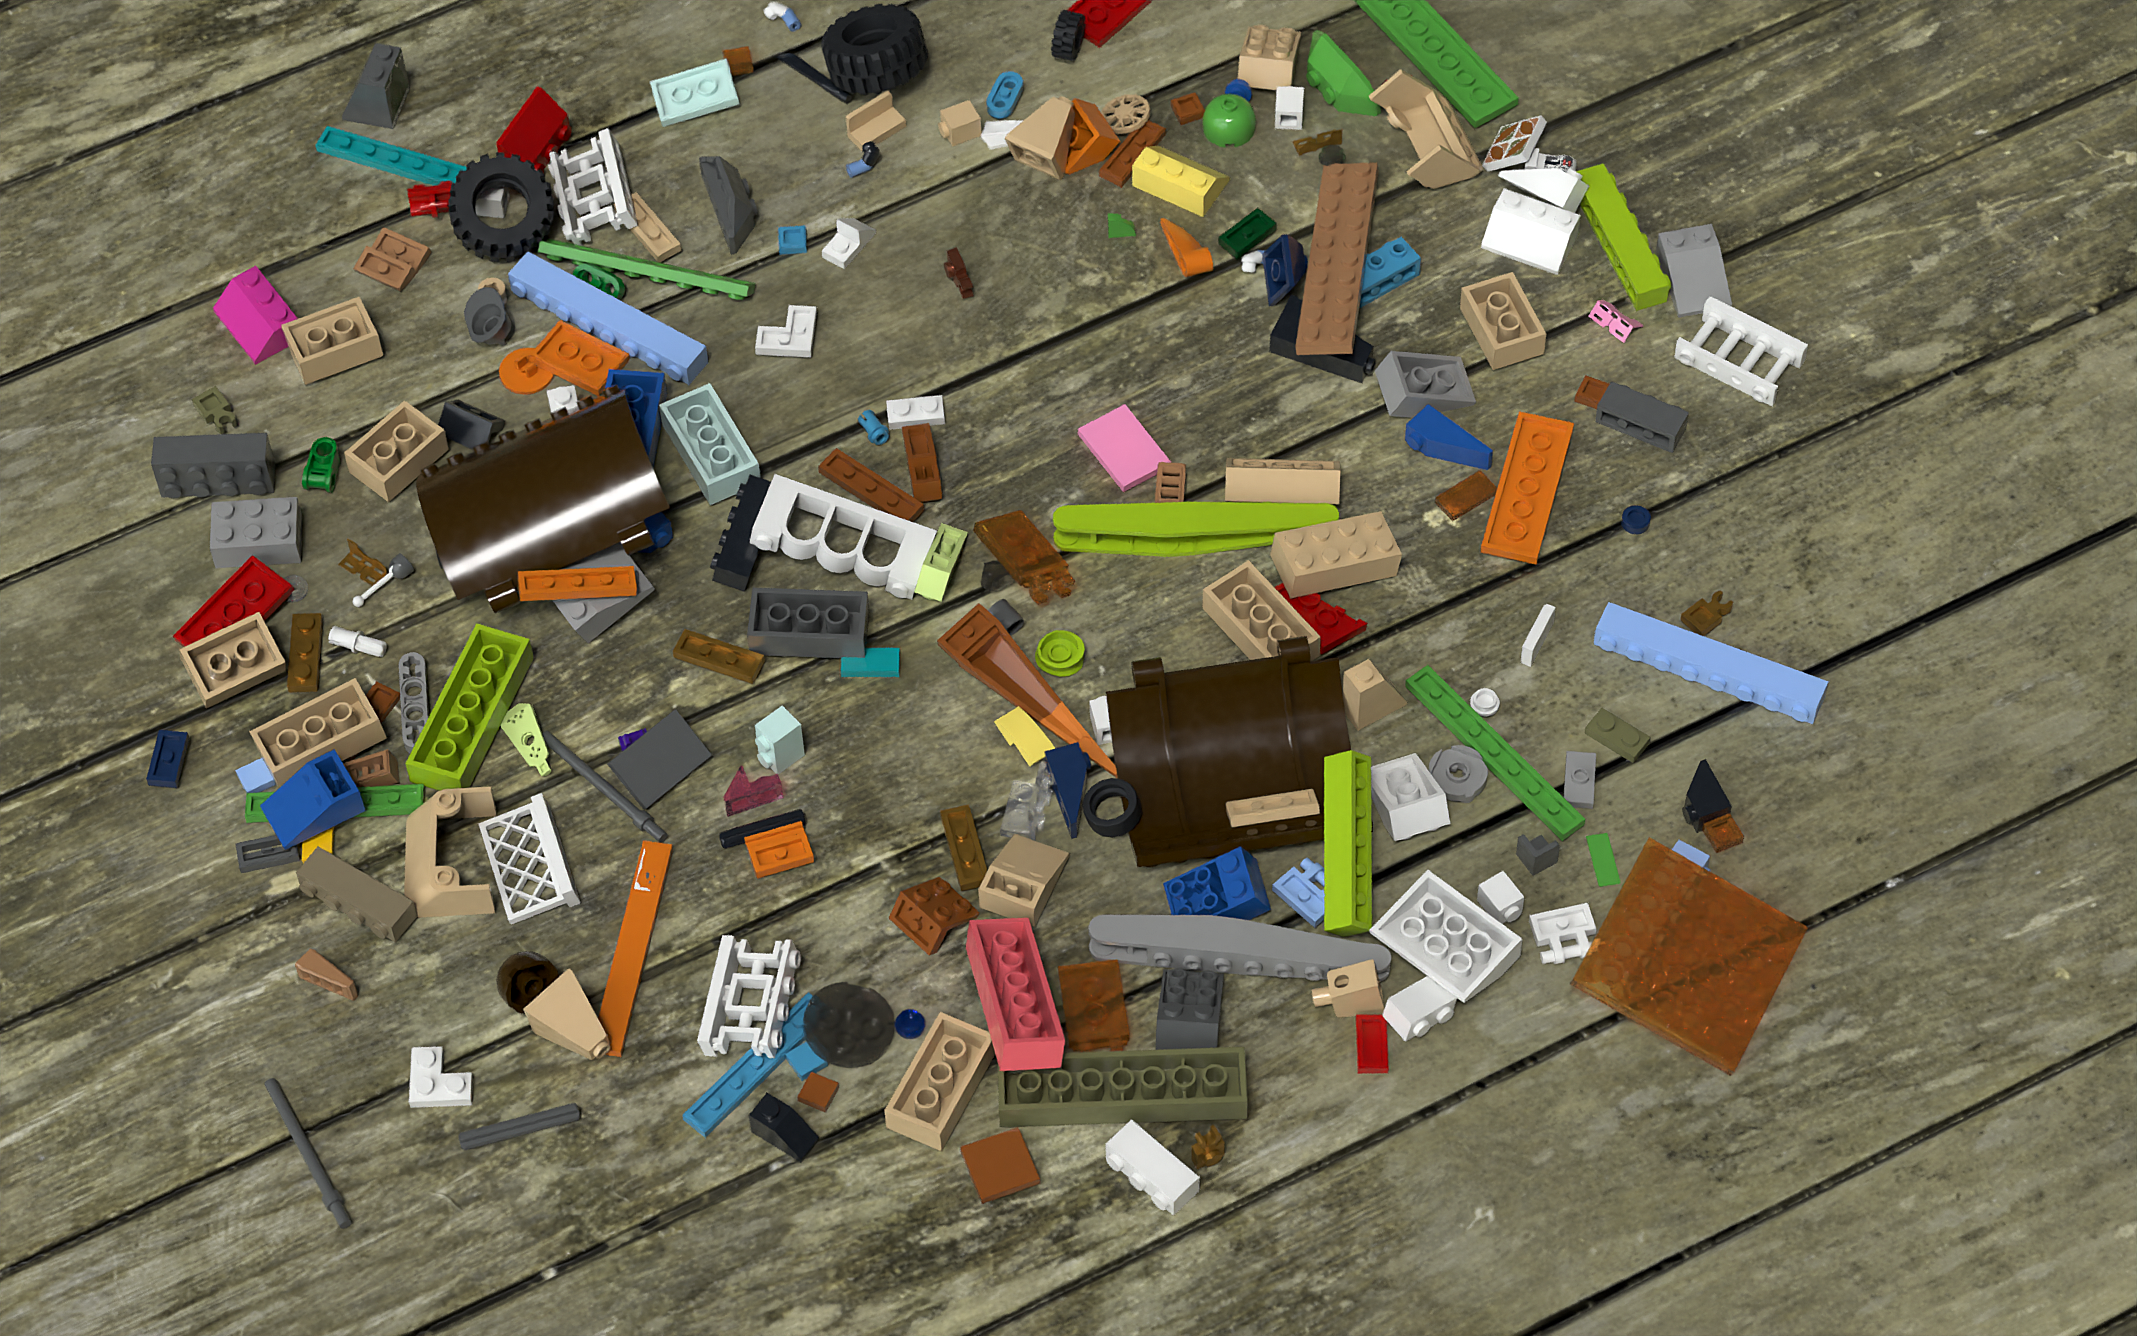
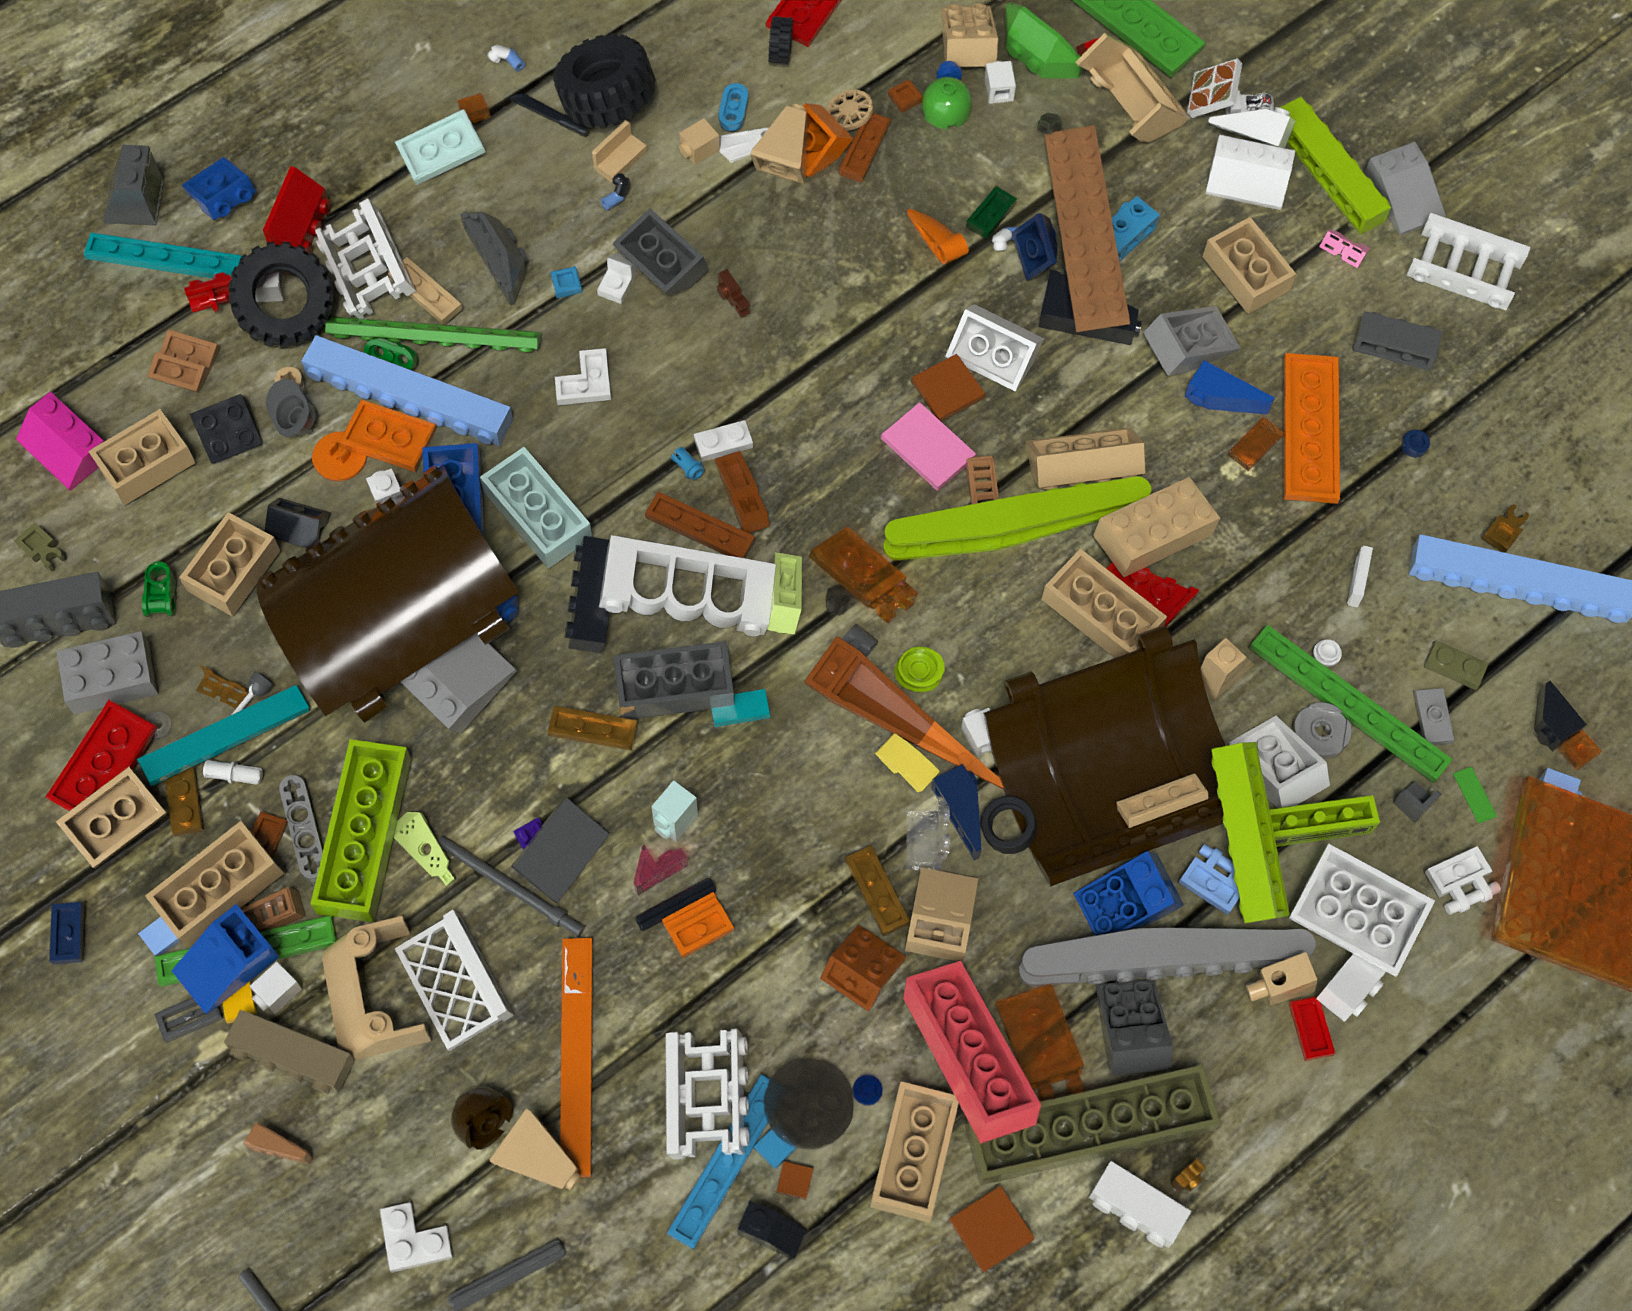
camera: 15 degrees left, 10 degrees up
(355, 838) = (274, 988): none -> white brick
(356, 605) = (223, 735): none -> teal tile
(420, 327) = (226, 429): none -> black bracket
(463, 101) = (219, 188): none -> blue plate
(577, 583) = (441, 683): orange plate -> none
(894, 224) = (661, 253): none -> dark grey slope
(1120, 227) = (871, 223): bright green tile -> none
(1158, 394) = (948, 387): none -> dark orange tile
(1177, 179) = (914, 168): light yellow slope -> none
(1215, 362) = (994, 347): none -> white slope
(1312, 145) = (1033, 111): pearl gold piece -> none
(1435, 851) = (1324, 820): none -> lime brick
(1500, 898) = (1398, 857): white brick -> none
(1591, 392) = (1343, 322): dark orange tile -> none

